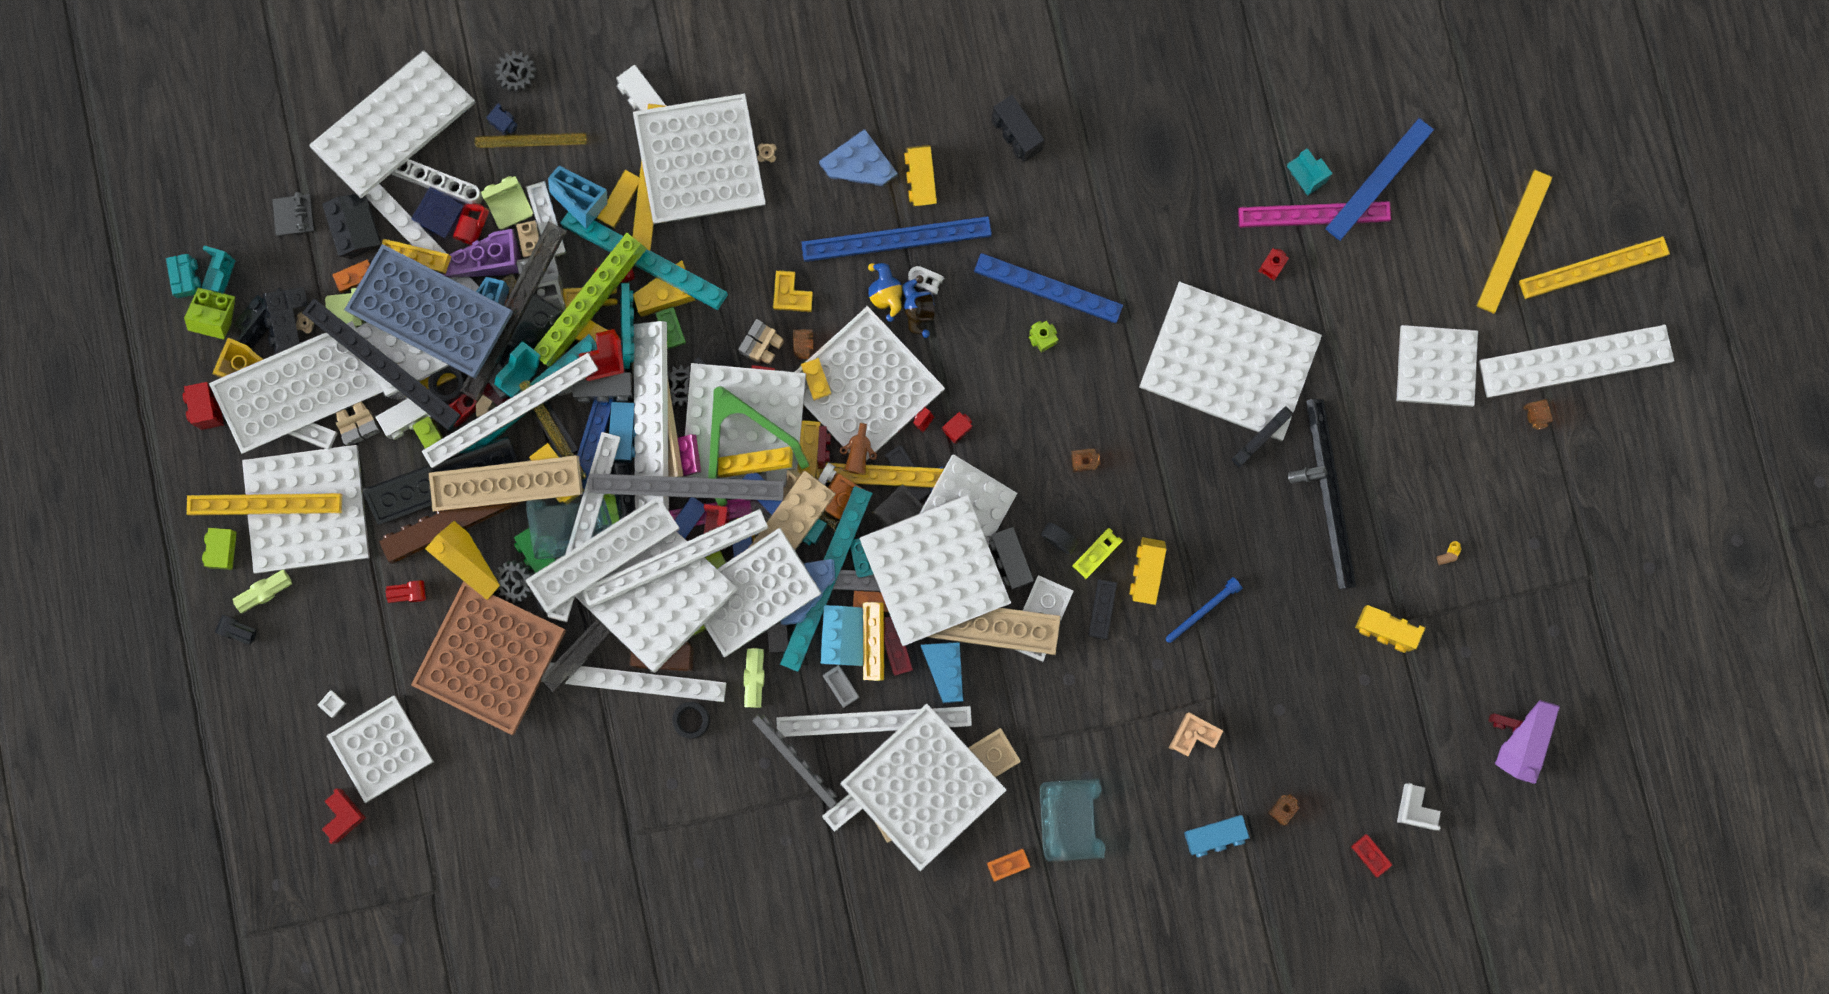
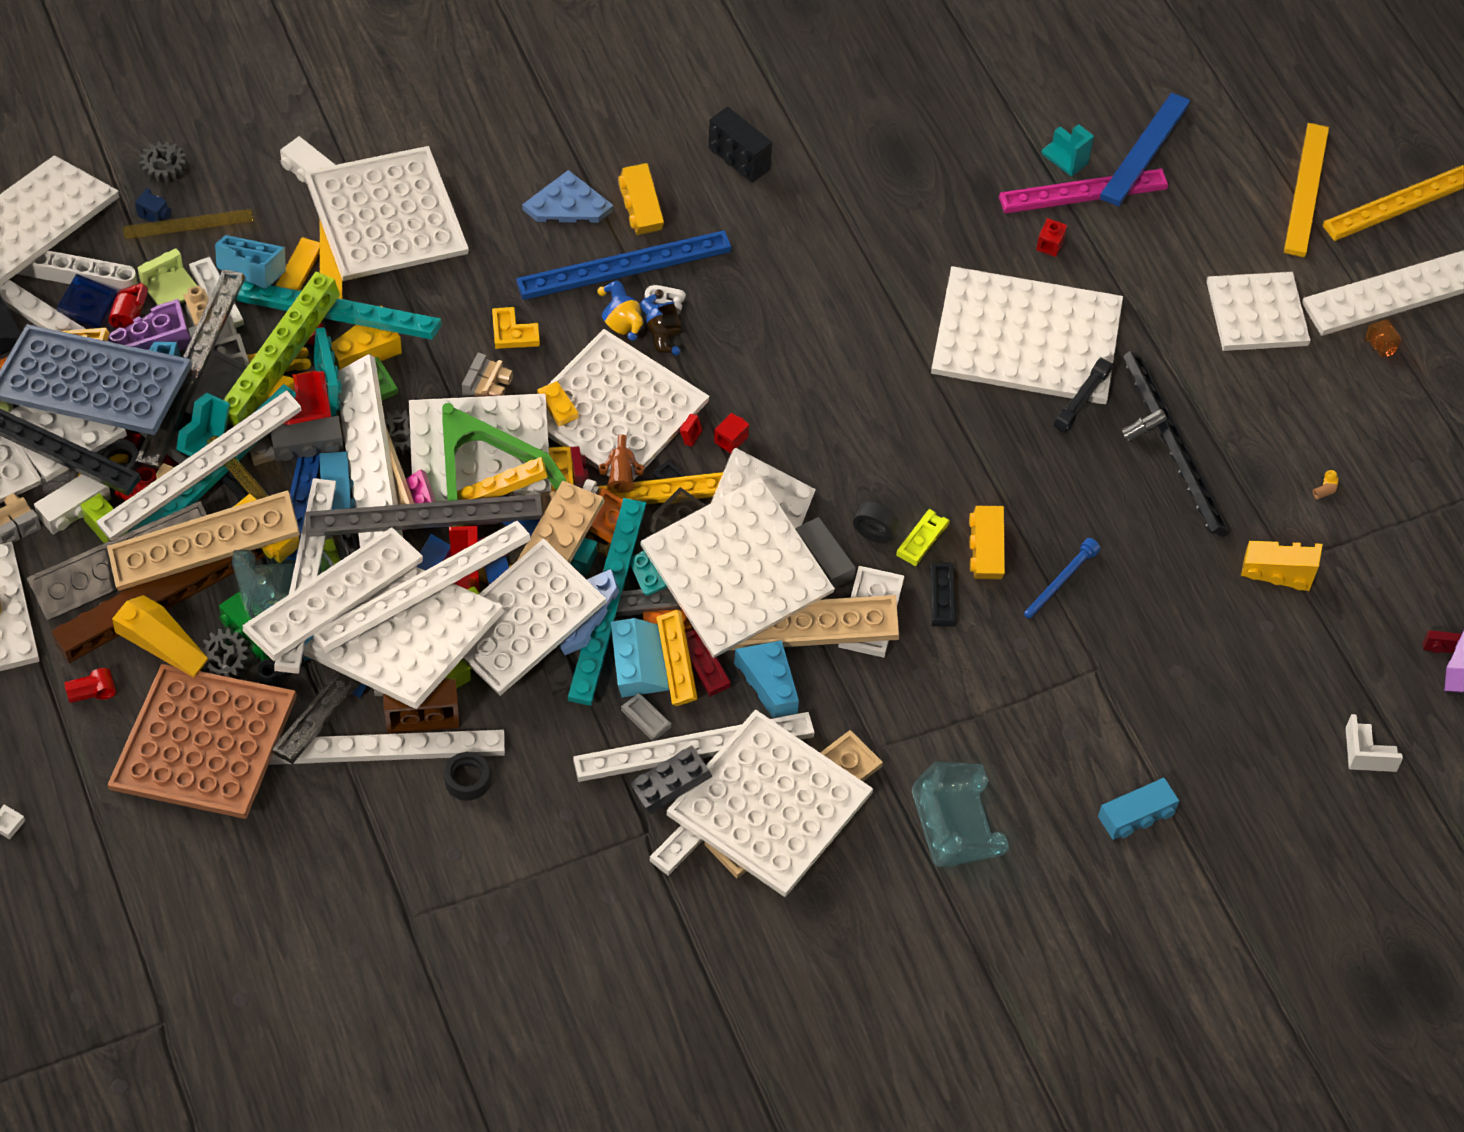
camera: 15 degrees left, 25 degrees down
(346, 818) = (38, 946): red panel -> none
(380, 749) = (74, 863): white plate -> none
(754, 678) = (537, 720): yellowish green piece -> none
(769, 148) = (461, 203): tan plate -> none
(801, 766) = (612, 801): flat silver plate -> none
(802, 343) = (535, 372): clear orange brick -> none
(848, 754) = (670, 779): none -> black plate
(1008, 864) = (893, 879): orange plate -> none
(1043, 342) = (811, 332): lime brick -> none
(1048, 288) = (806, 291): blue plate -> none
(1078, 455) = (886, 445): clear orange brick -> none
(1194, 729) = (1082, 695): light nougat panel -> none
(1277, 810) = (1212, 771): clear orange brick -> none
(1371, 855) = (1329, 805): red plate -> none

